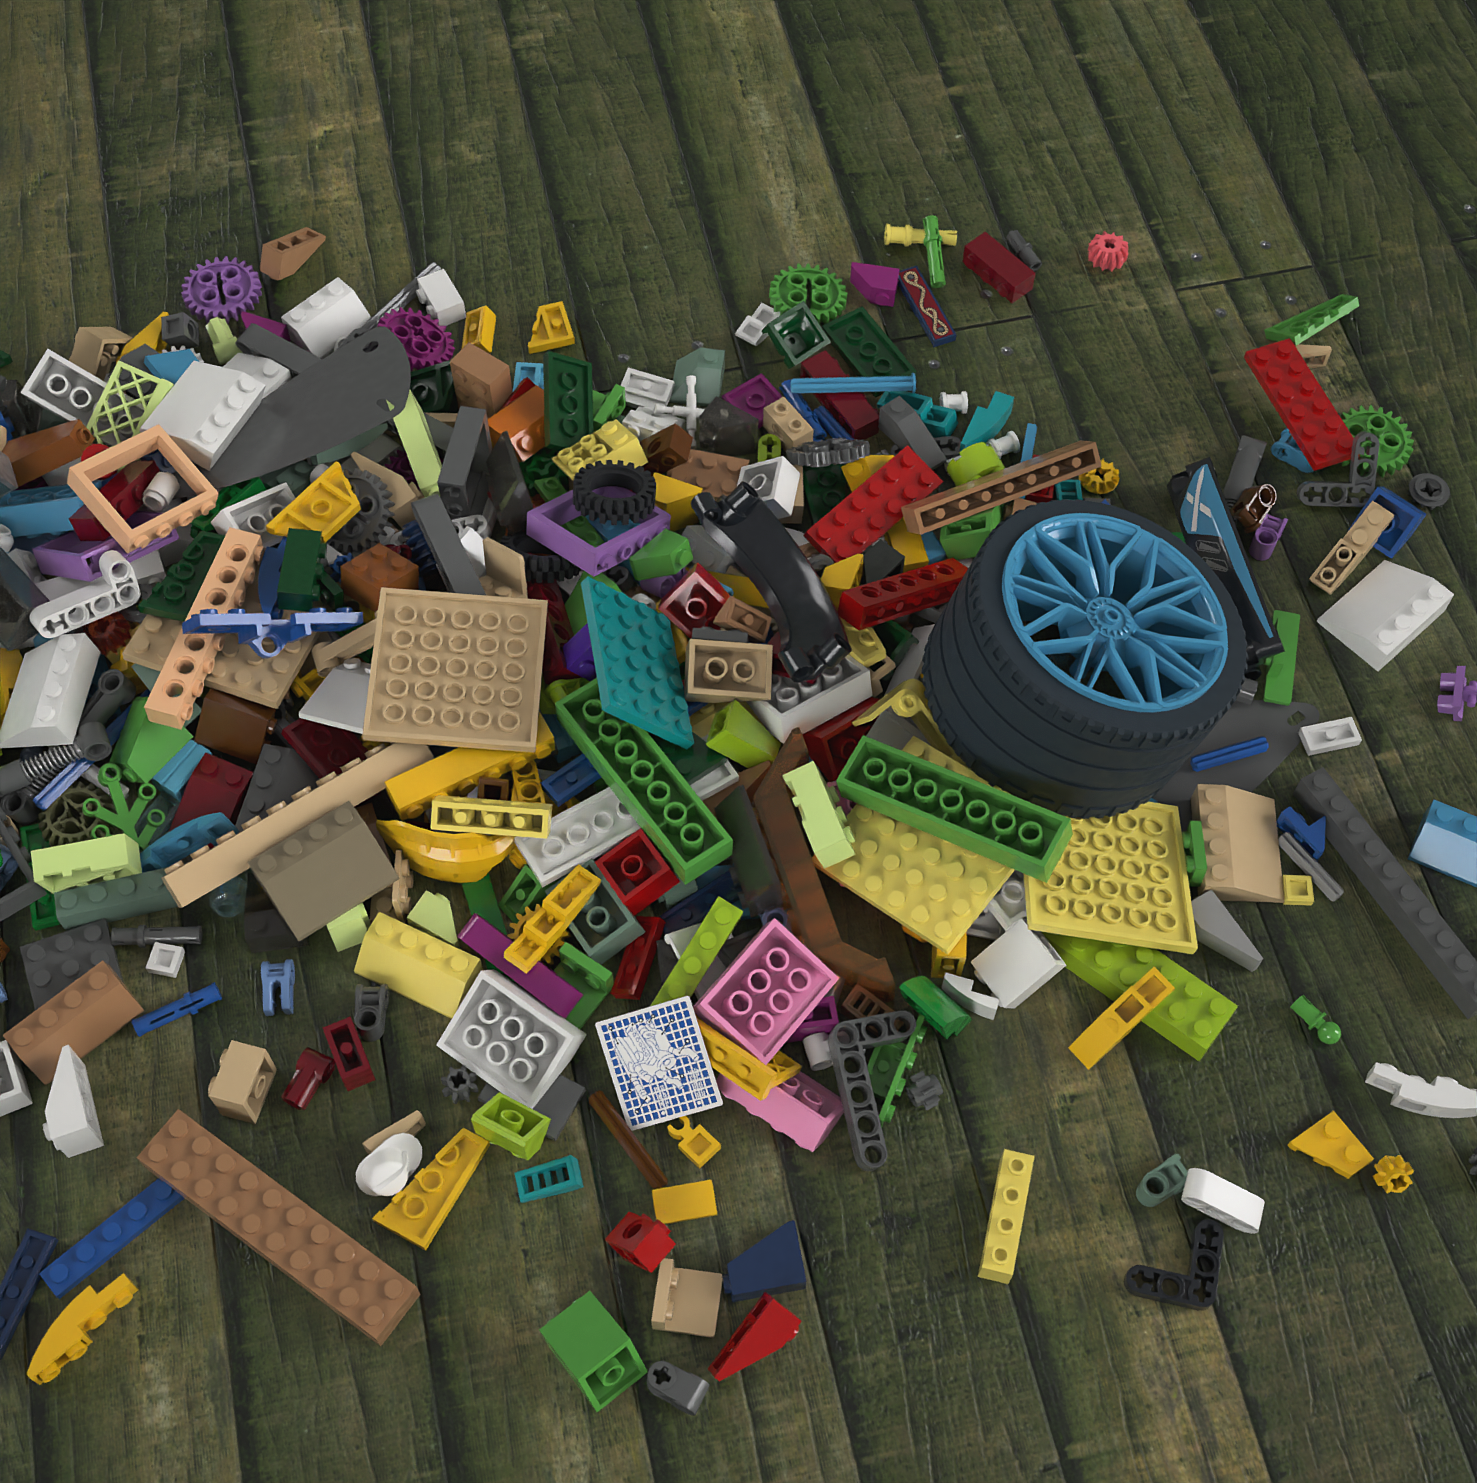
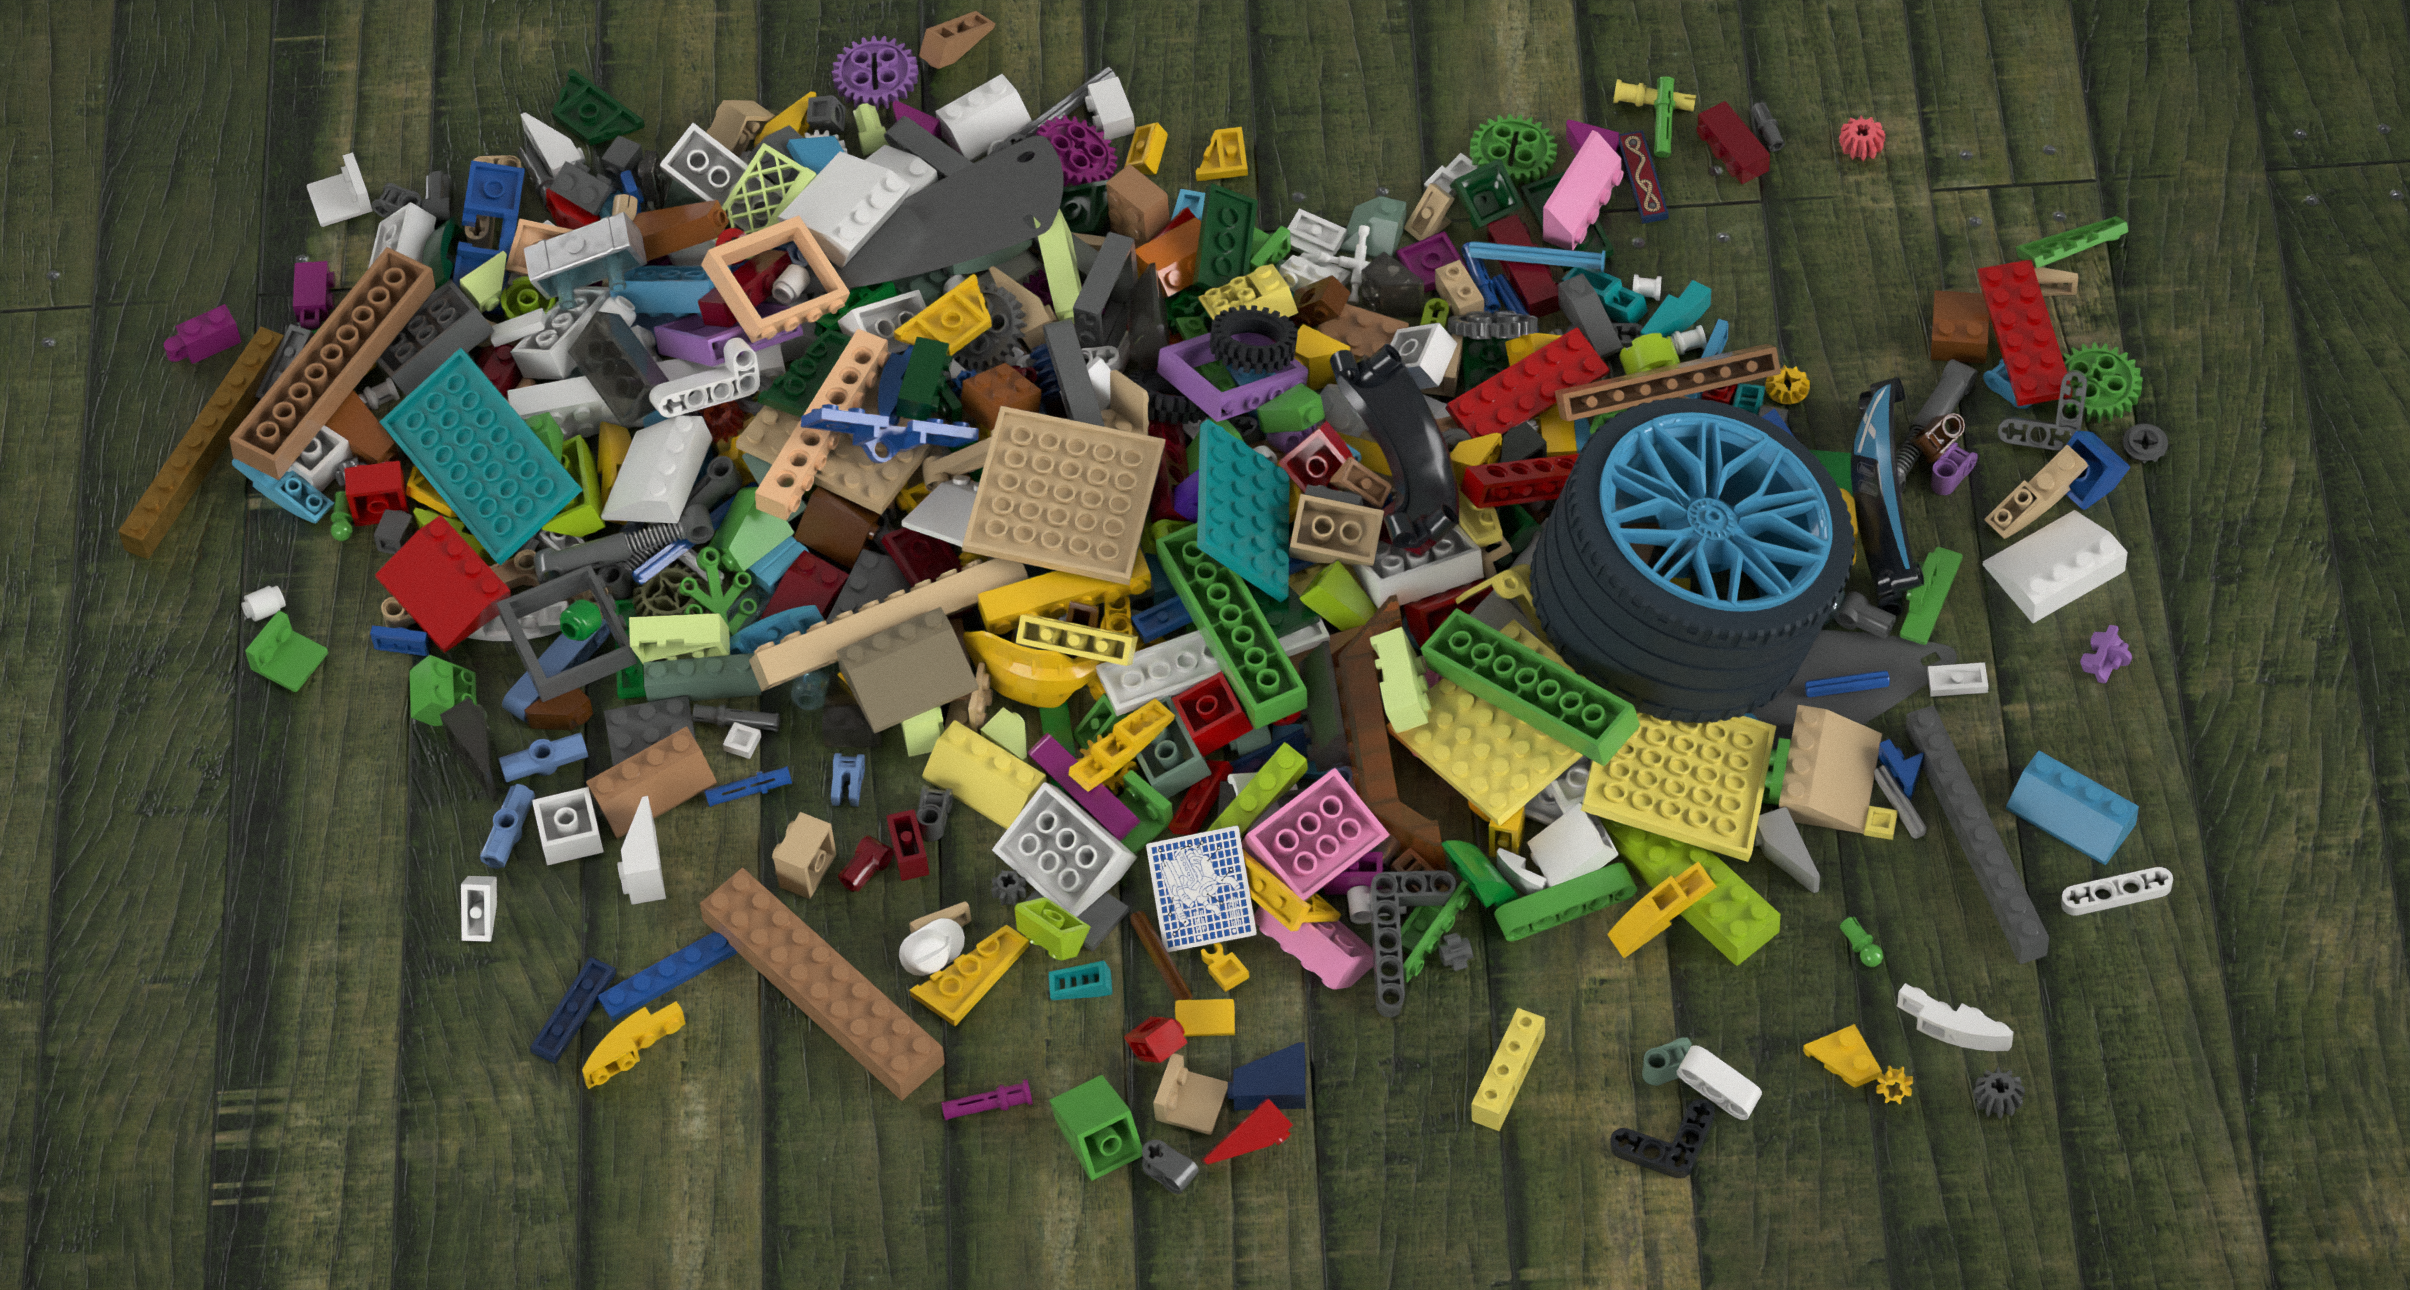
camera: 15 degrees right, 5 degrees down
(435, 1351) = (1001, 1098): none -> magenta pin
(746, 358) = (1430, 213): none -> tan slope
(881, 325) = (1581, 193): none -> bright pink slope
(1019, 1018) = (1565, 901): none -> bright green beam
(1238, 405) = (1959, 327): none -> dark orange slope

